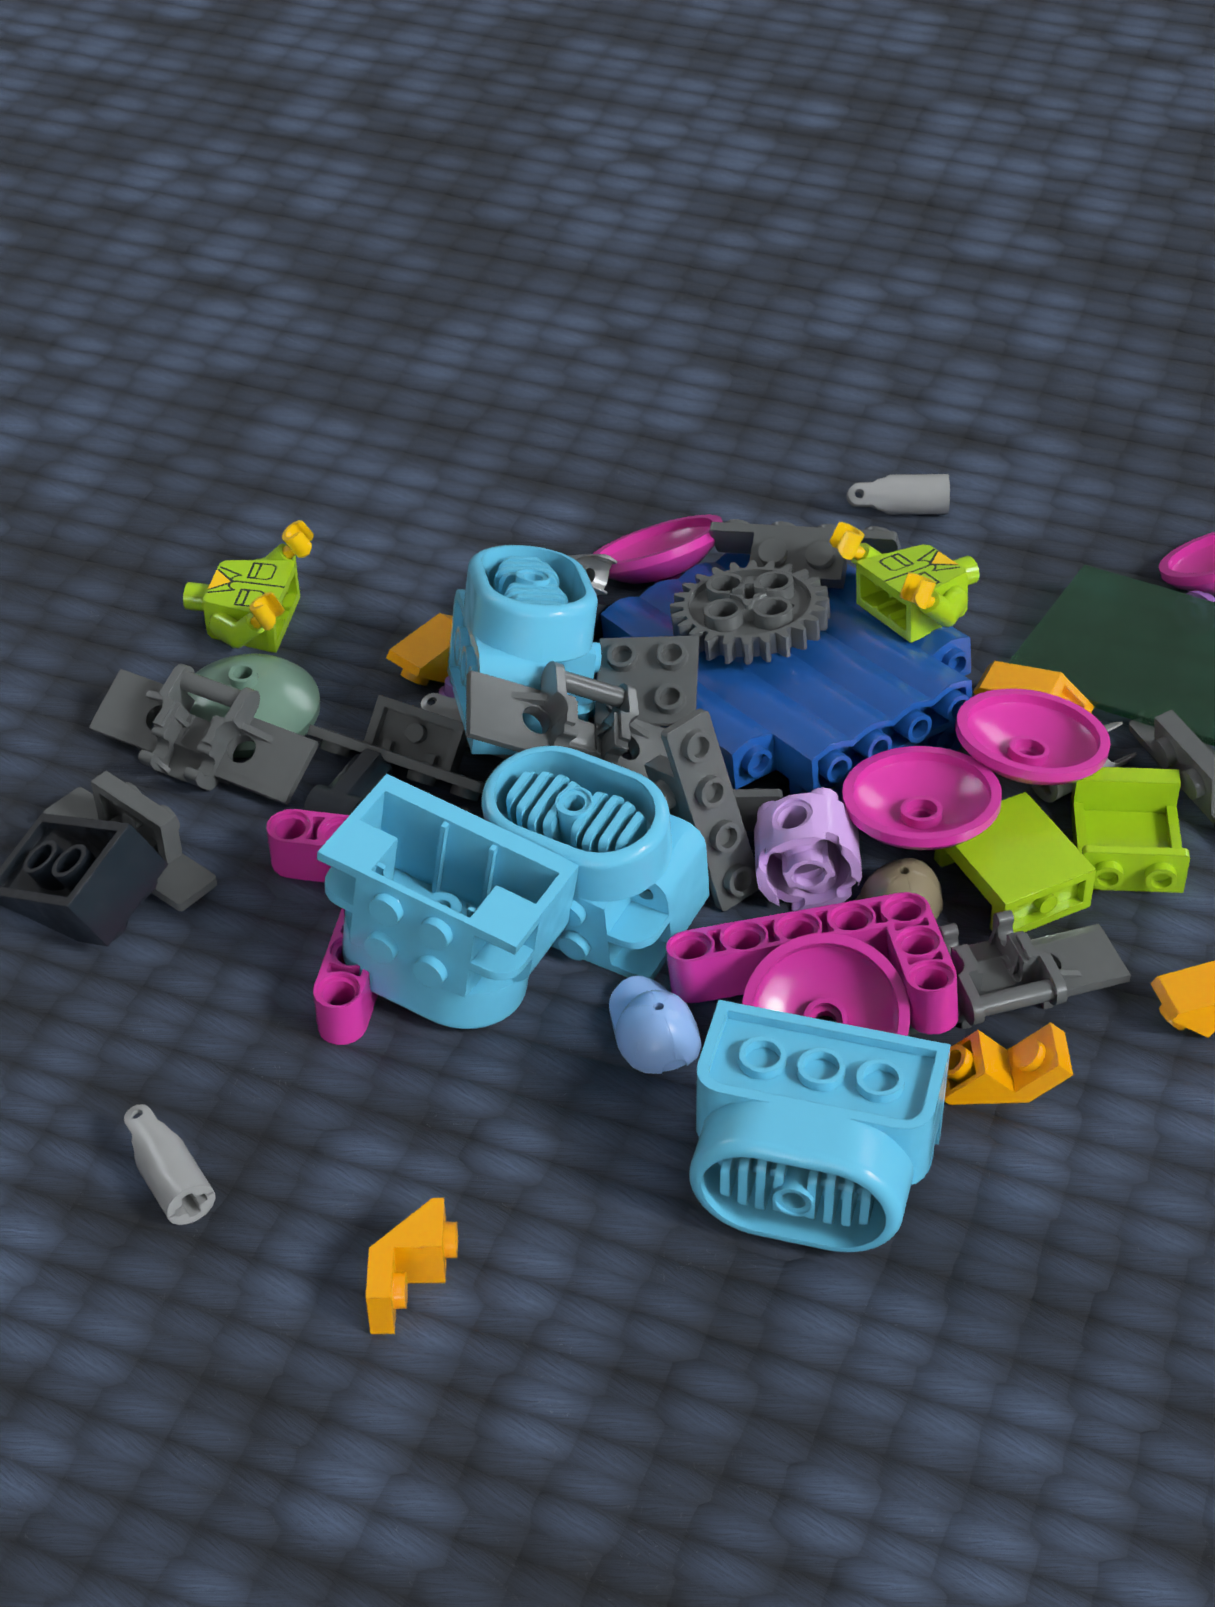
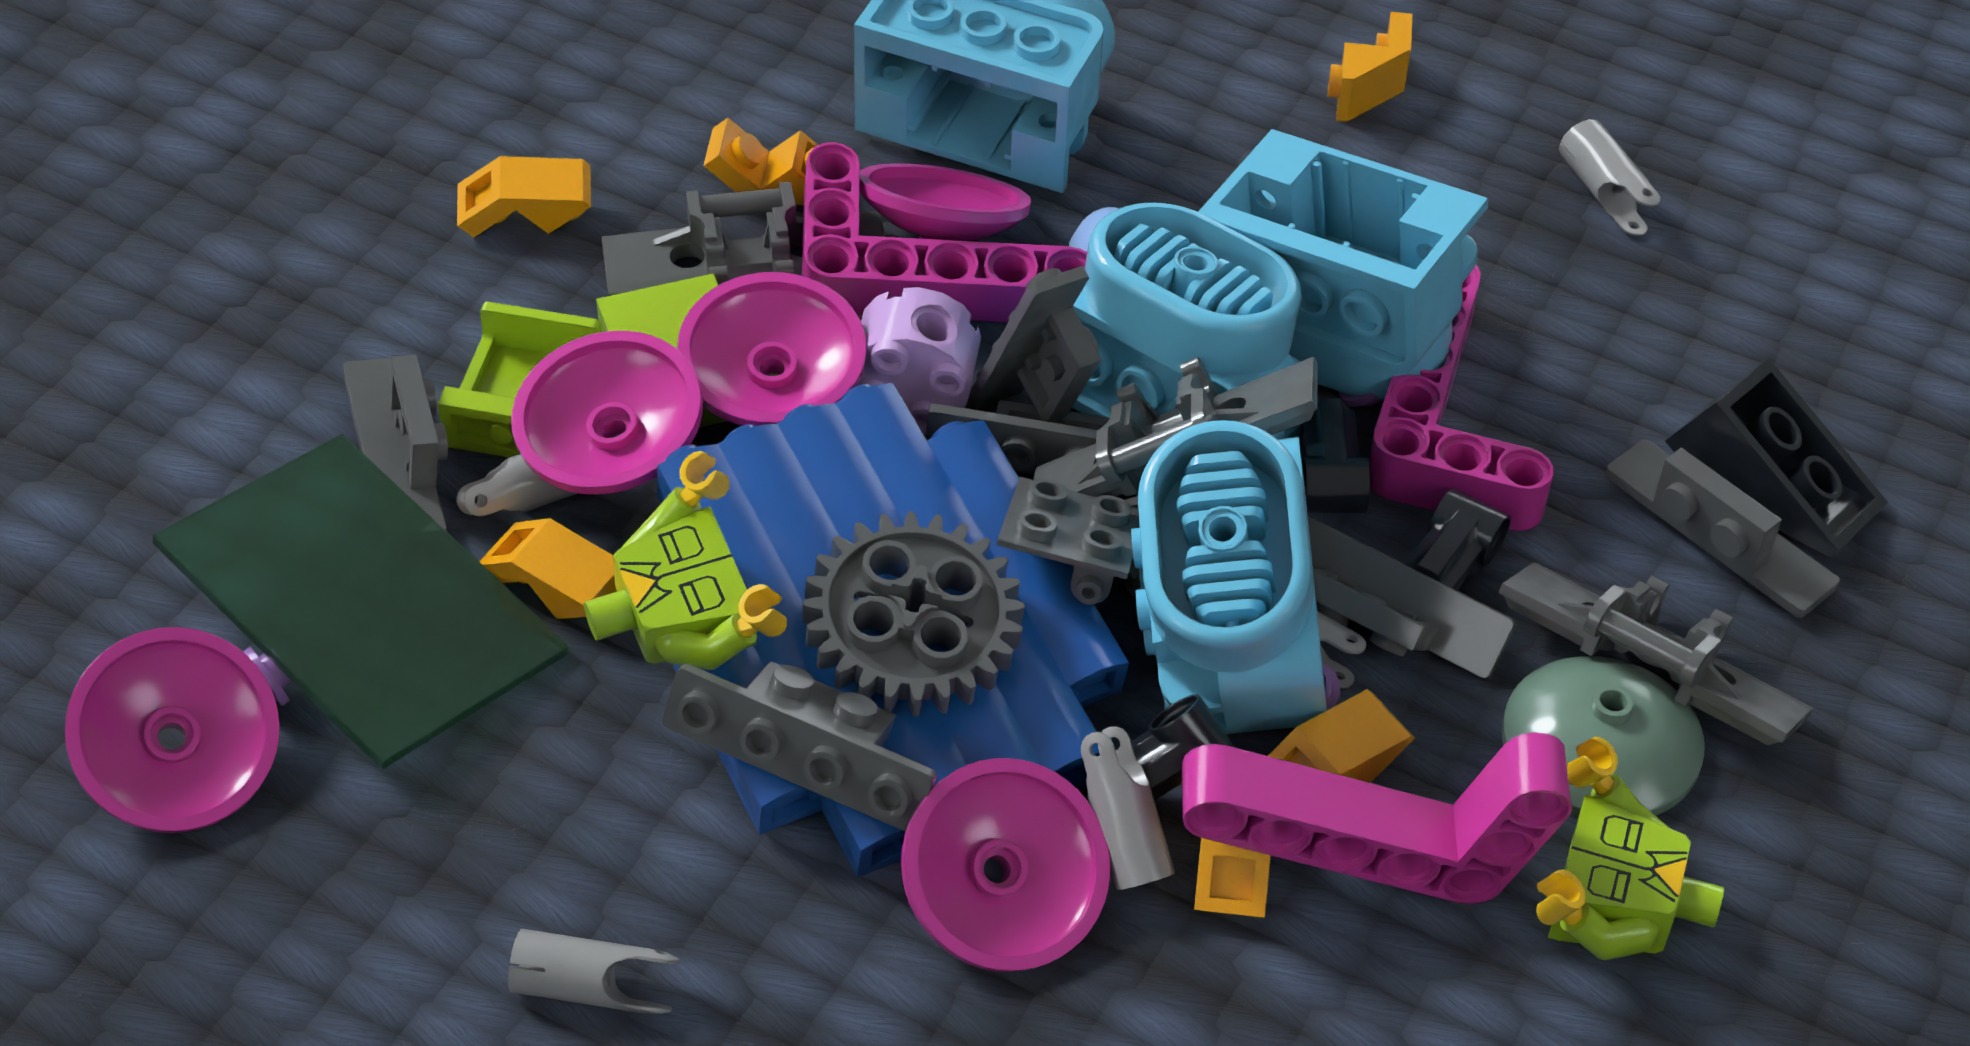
camera: 175 degrees left, 5 degrees up
(399, 588) = (1382, 833): none -> dark pink beam

